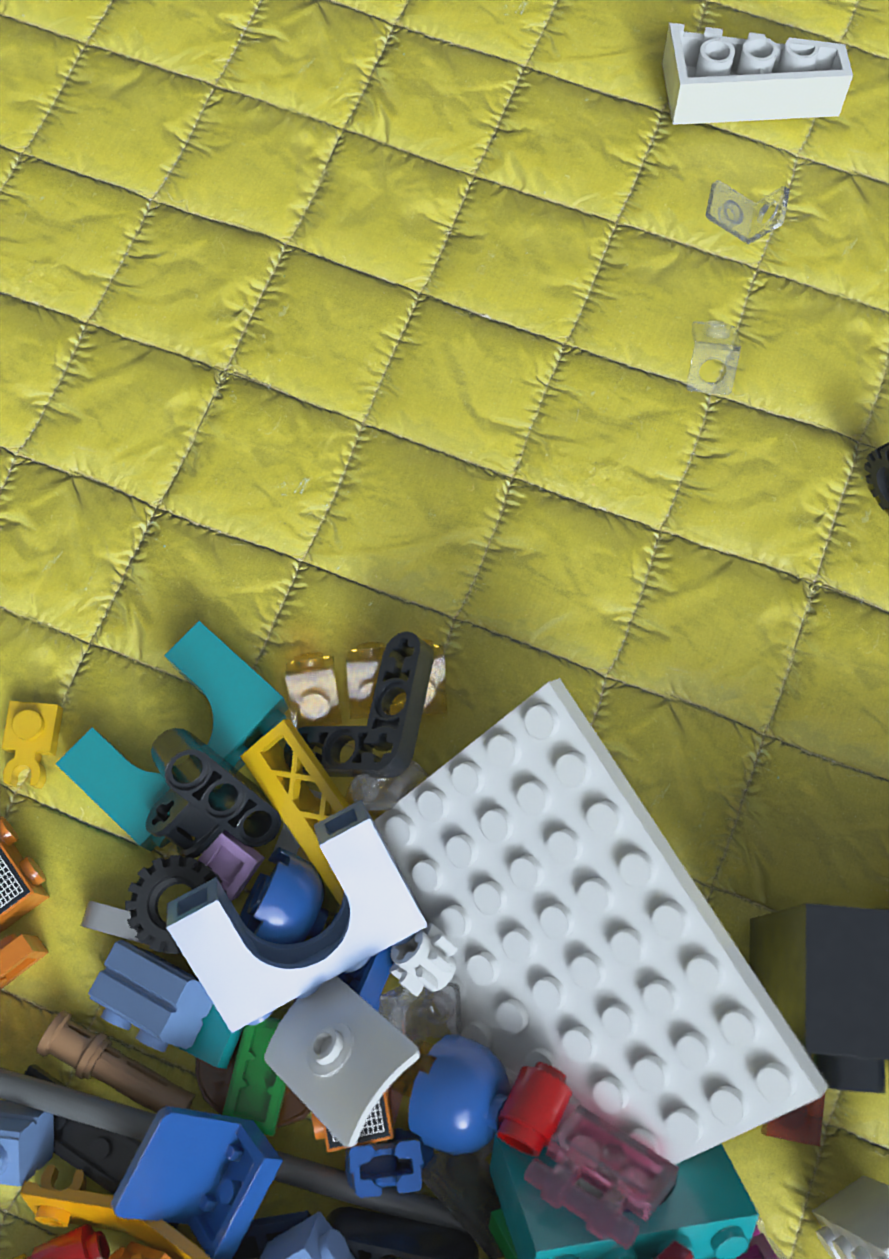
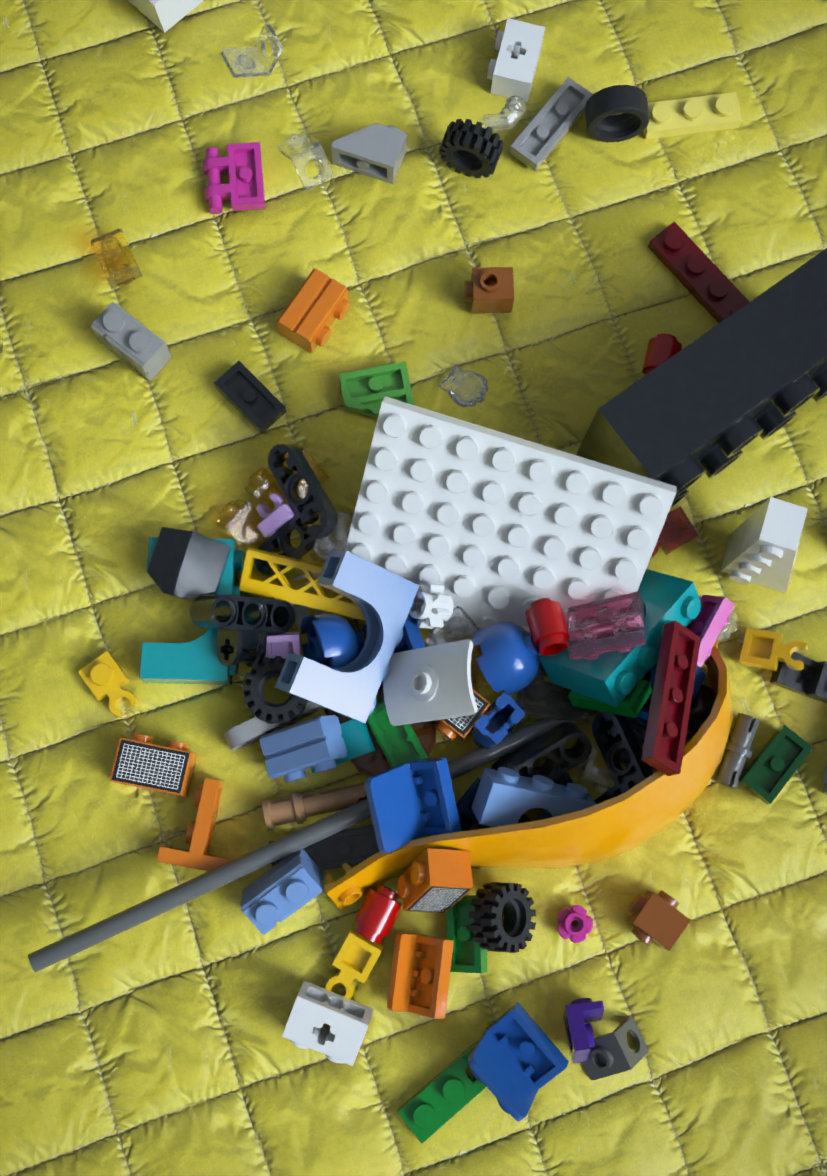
camera: 45 degrees left, 5 degrees up
(209, 684) = (187, 563): none -> black slope
(343, 710) = (274, 520): none -> lavender tile
(365, 403) = (131, 341): none -> light grey brick
(425, 309) = (116, 258): none -> clear yellow bracket
(437, 558) = (250, 397): none -> black plate
(584, 521) = (313, 311): none -> orange brick
(584, 661) = (366, 388): none -> bright green wing
(630, 328) = (245, 177): none -> dark pink plate
(682, 736) = (465, 387): none -> clear animal
(792, 401) = (372, 151): none -> light grey slope
(801, 651) = (490, 290): none -> dark orange brick

